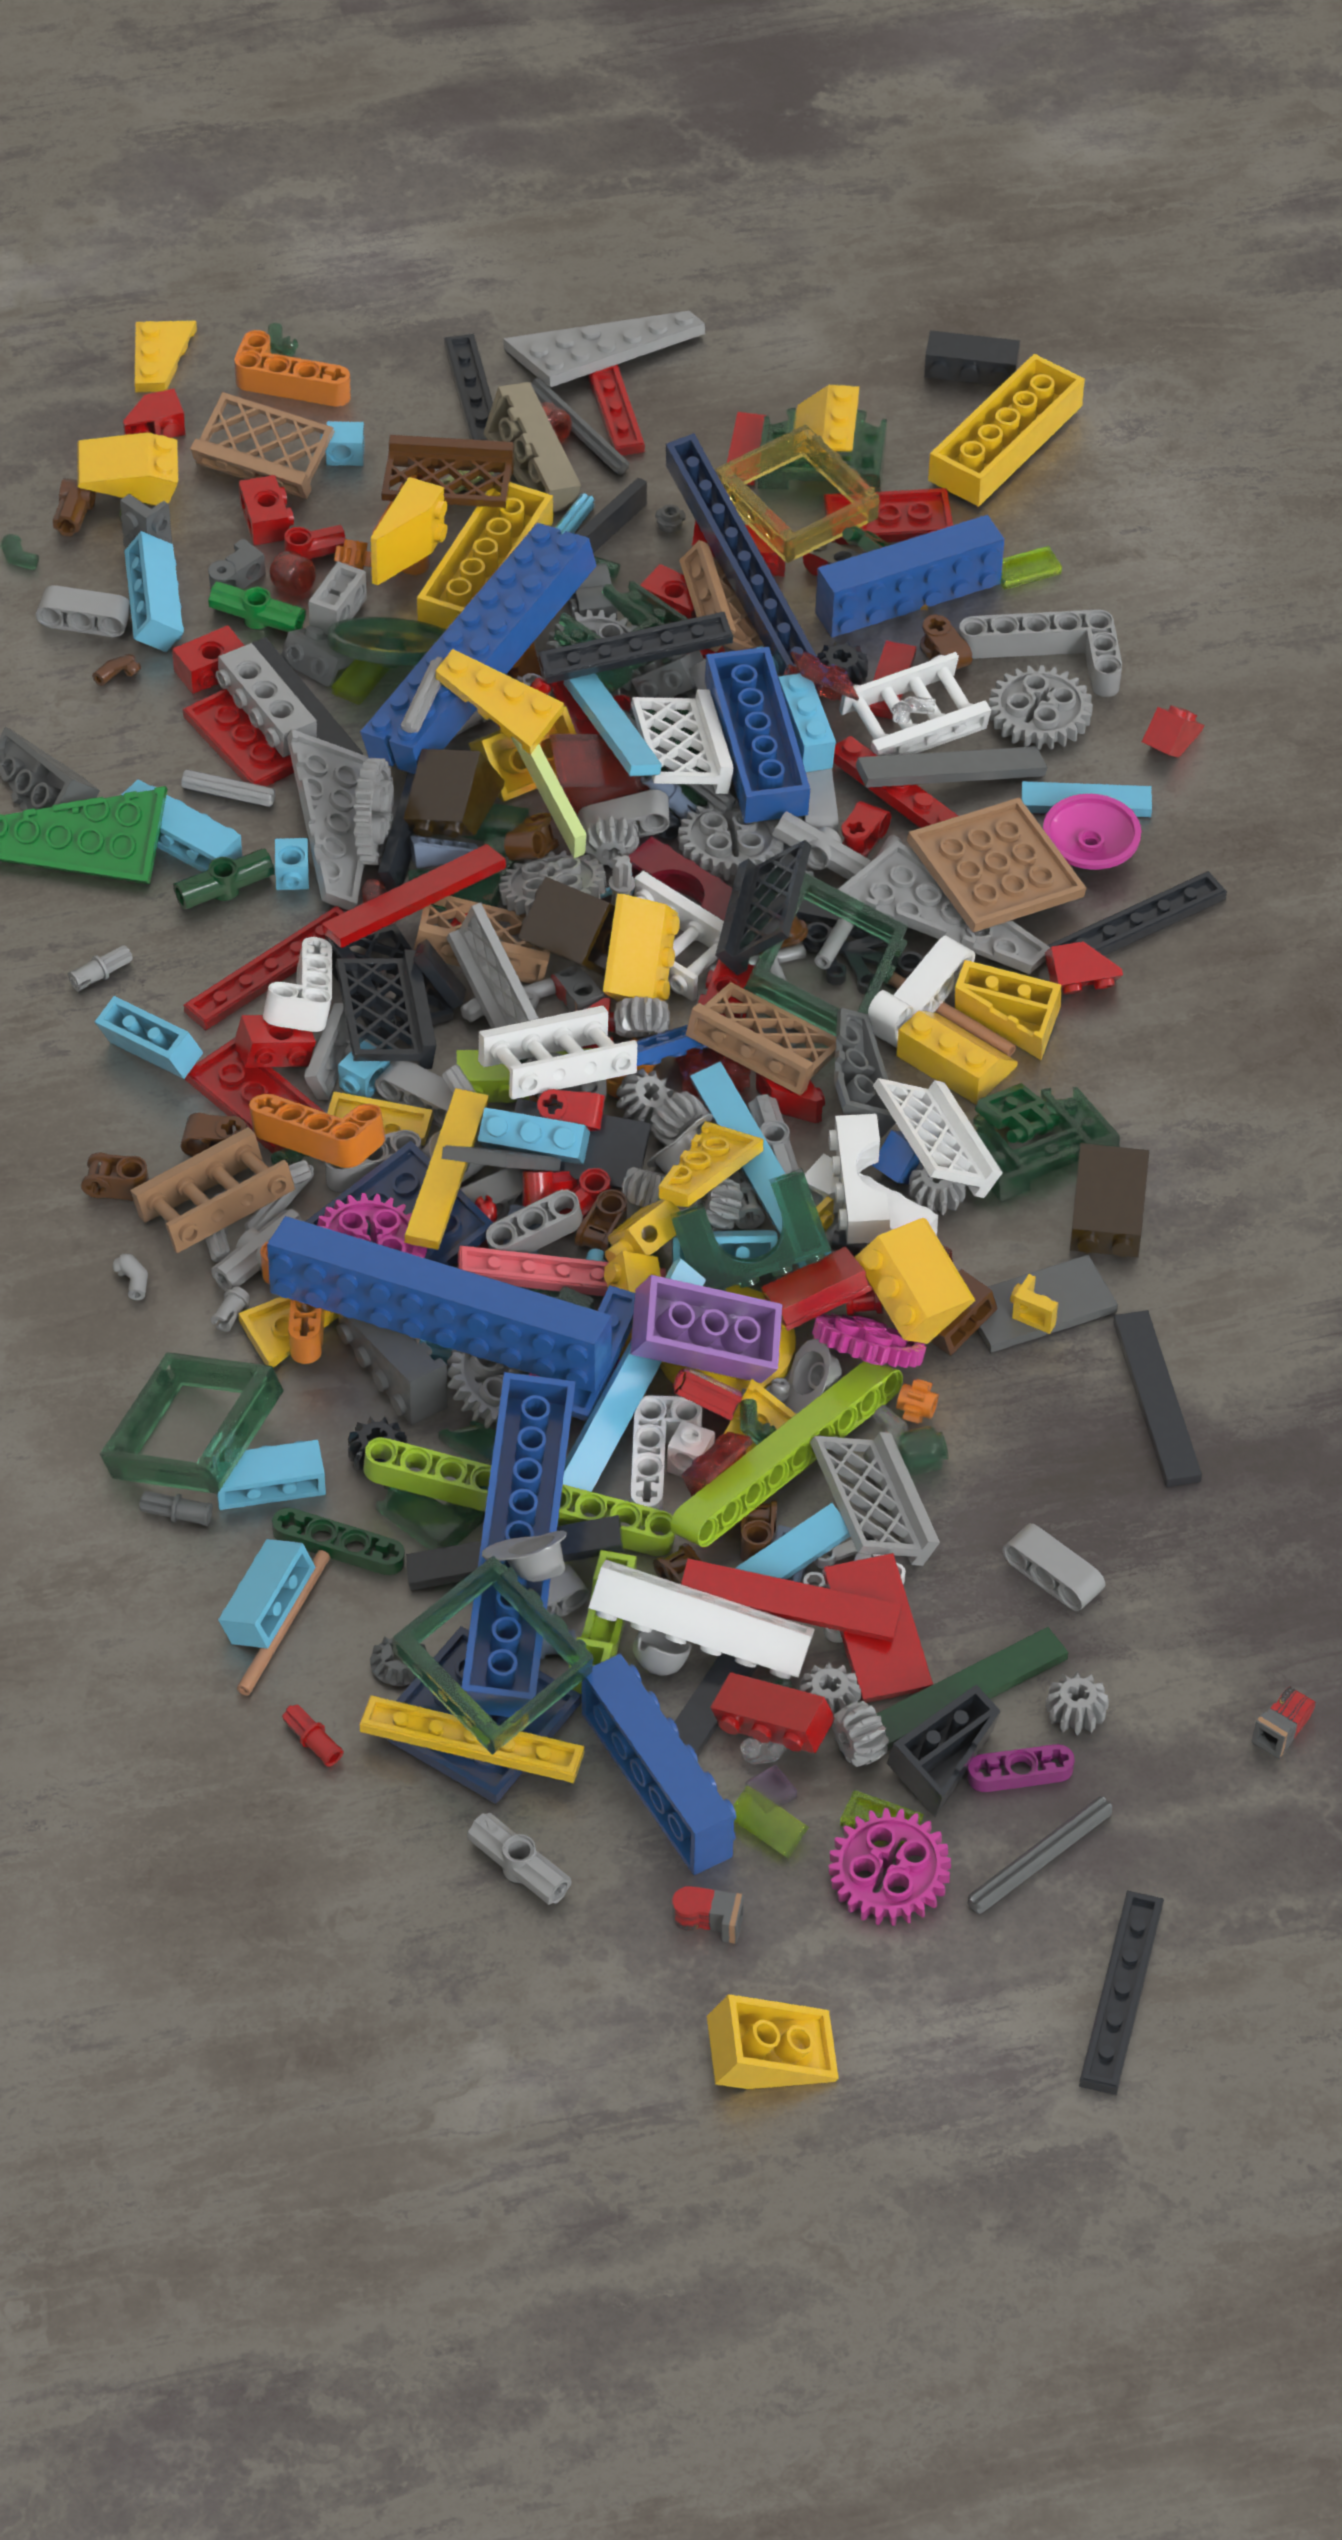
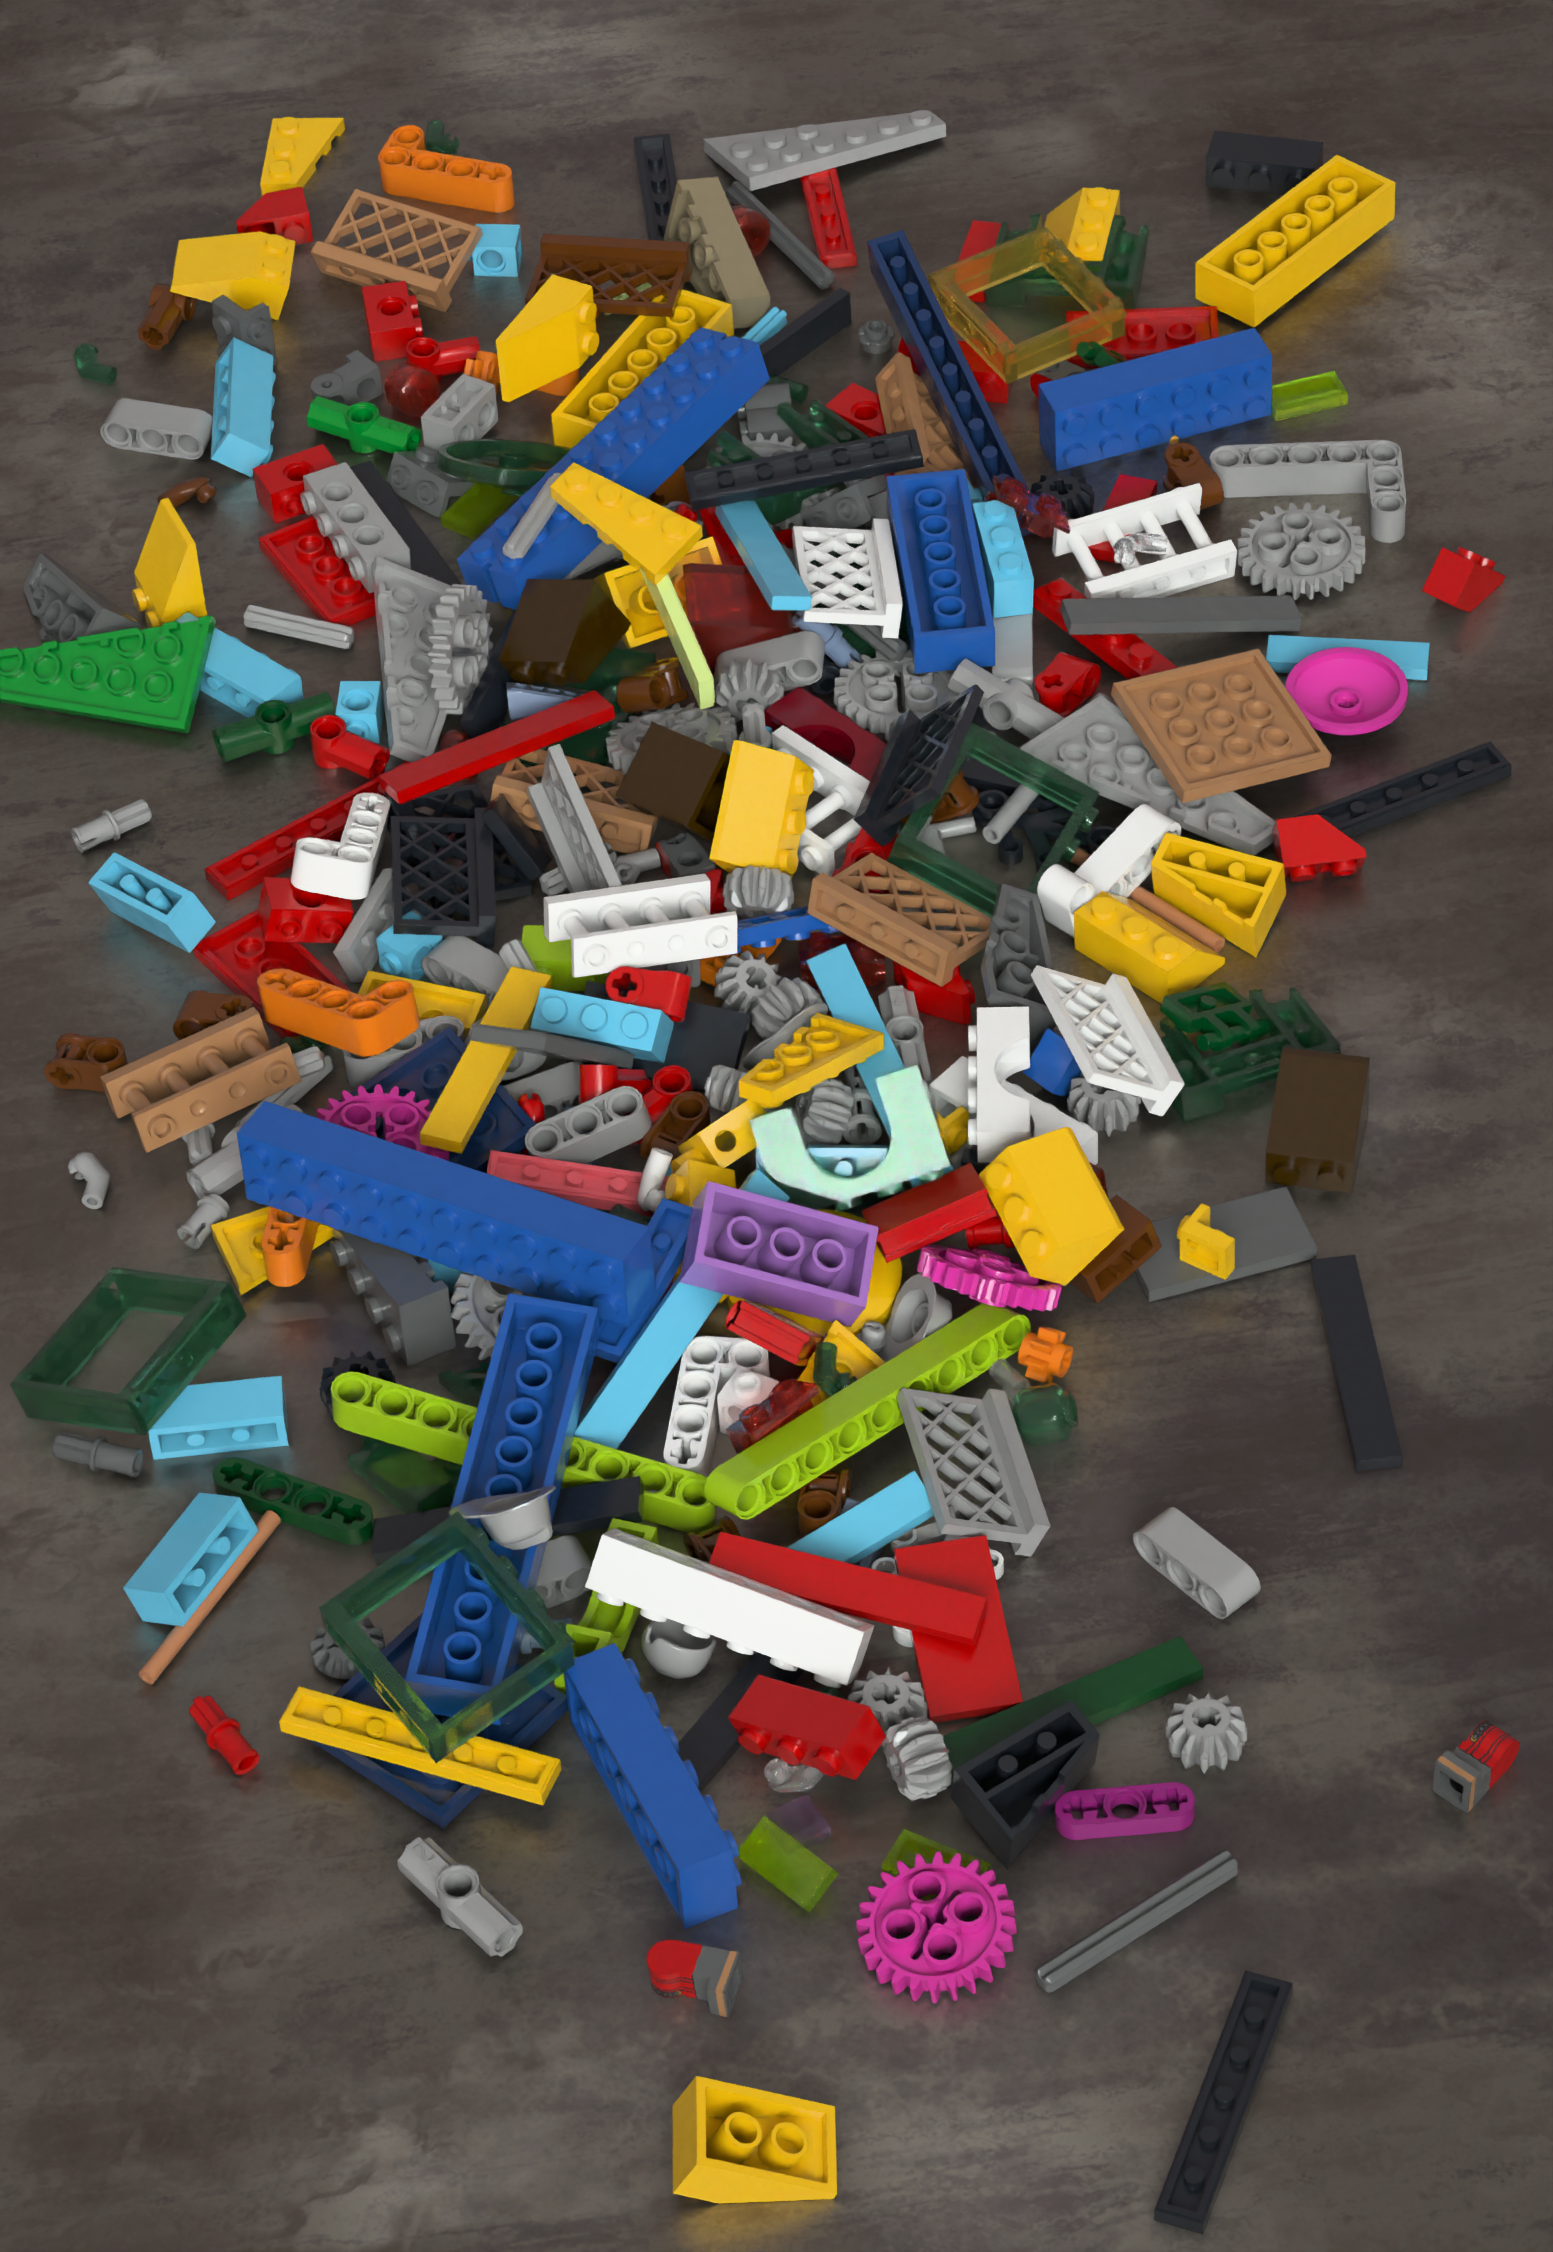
camera: 10 degrees right, 5 degrees down
(119, 746) = (168, 571): none -> yellow slope
(277, 895) = (337, 748): none -> red piece
(591, 1265) = (652, 1179): none -> white arm

